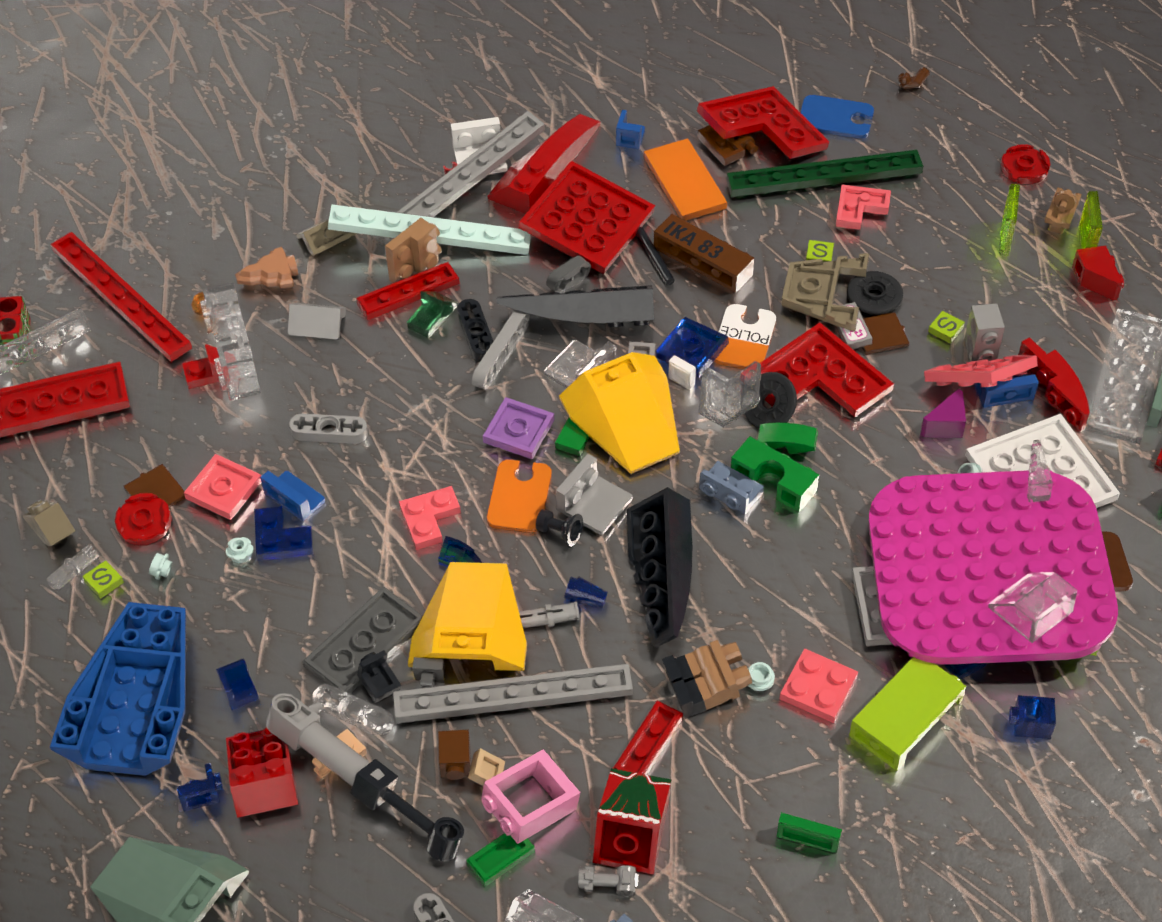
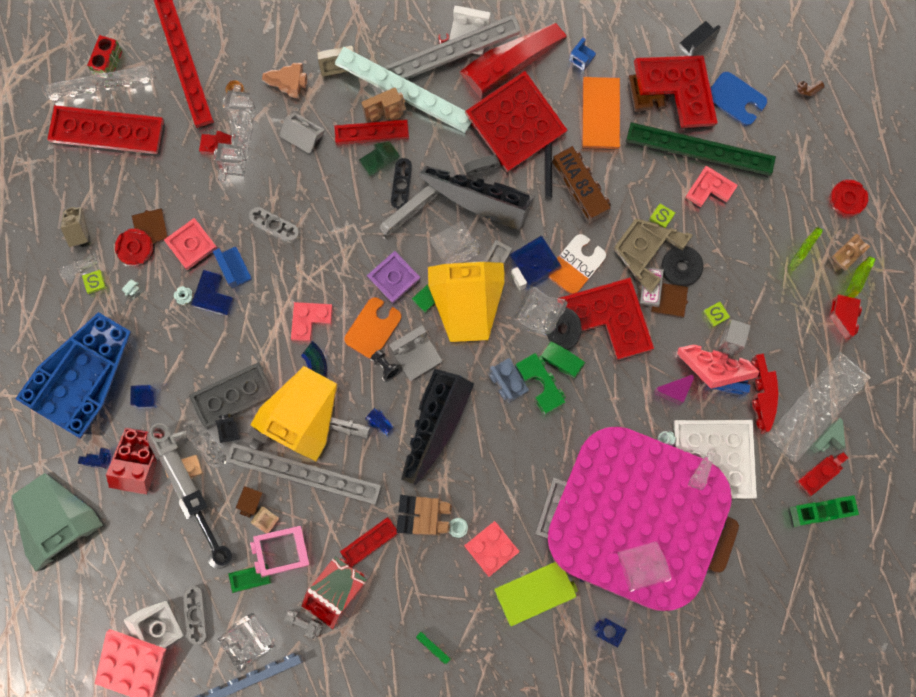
camera: 25 degrees right, 25 degrees up
(759, 73) = (699, 38): none -> black panel

